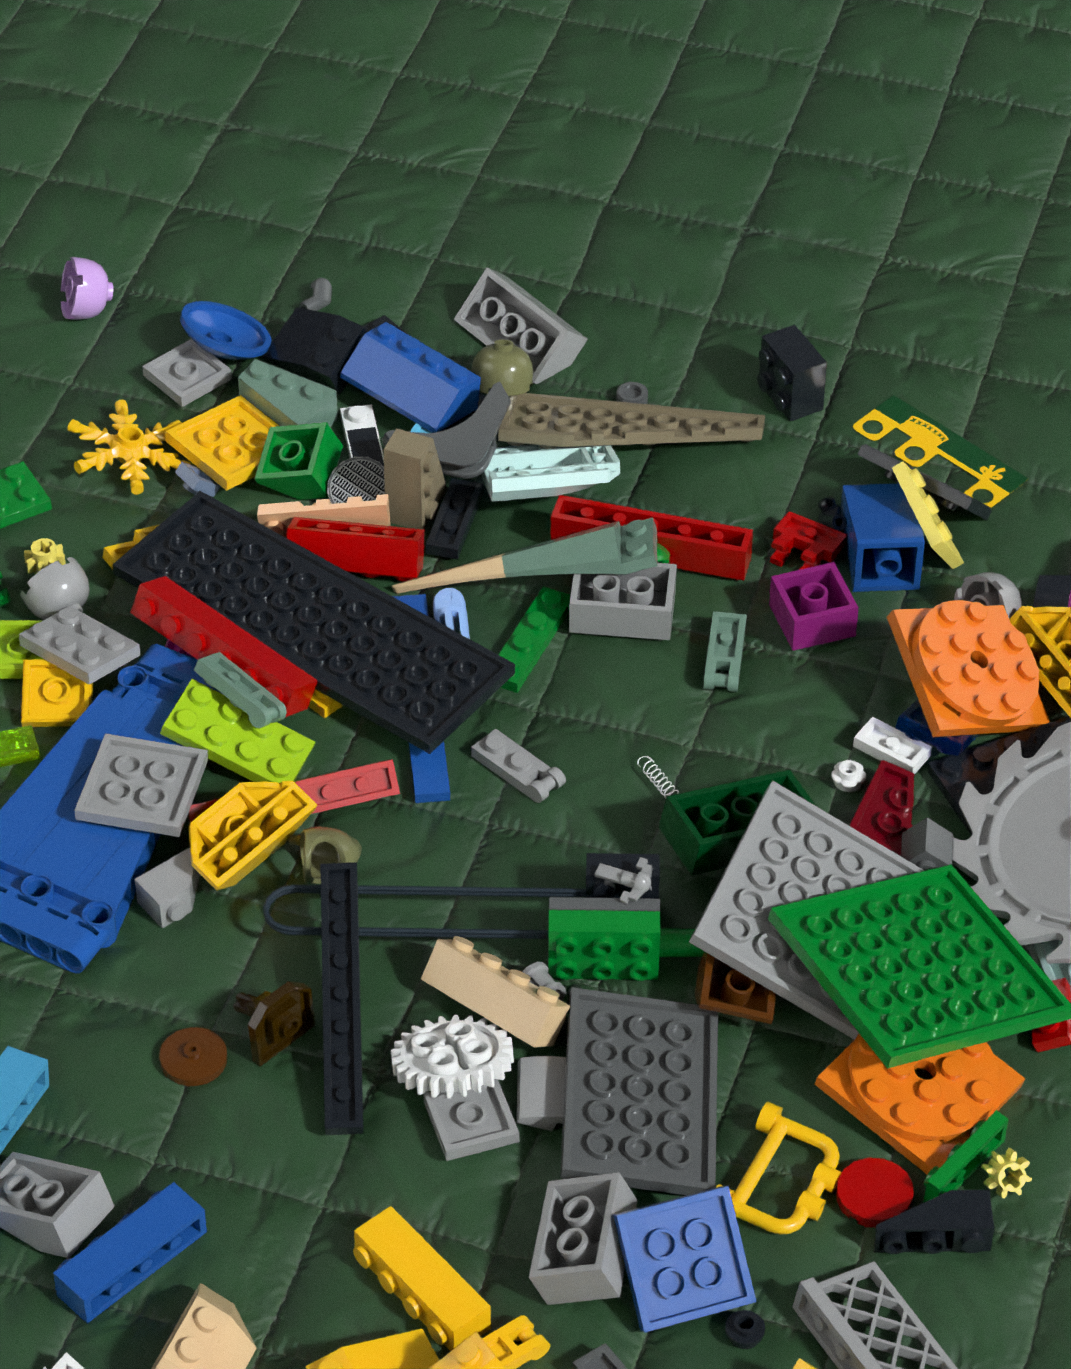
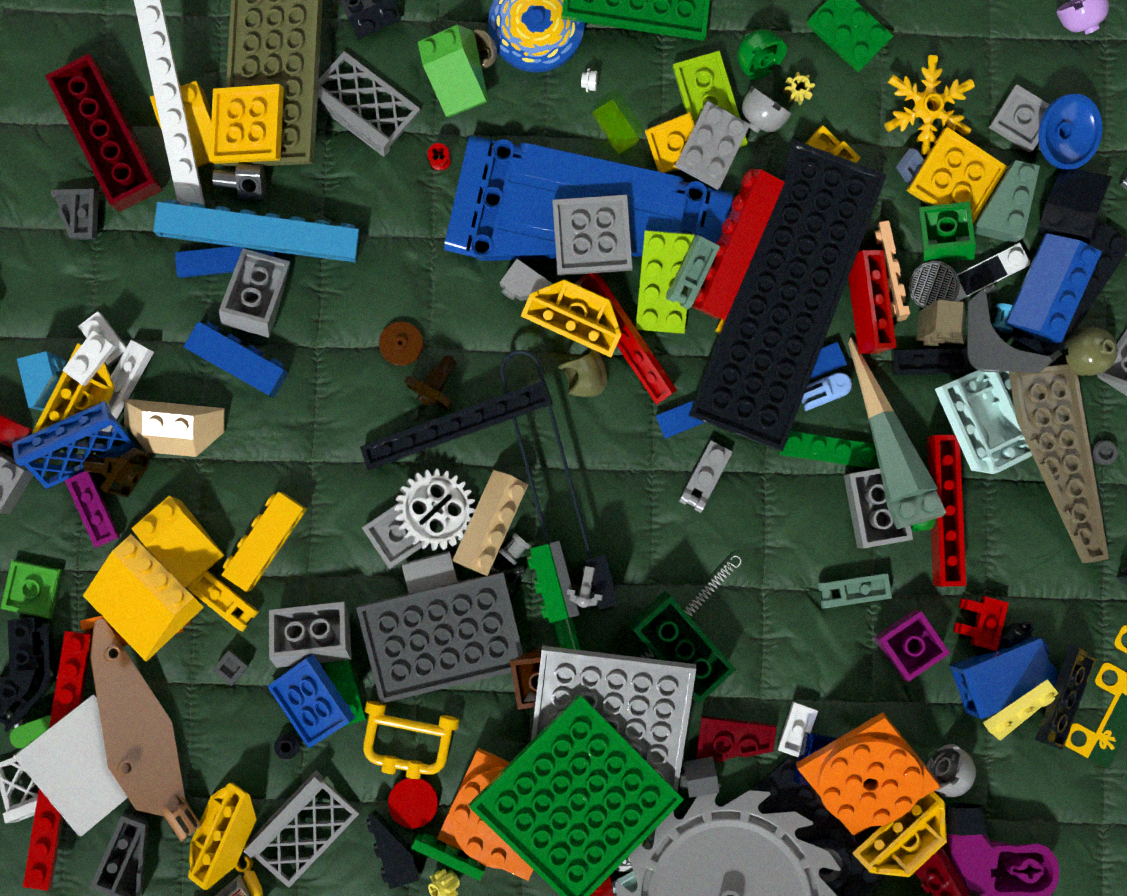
camera: 75 degrees right, 40 degrees up
(848, 775) = (763, 698): white plate -> none

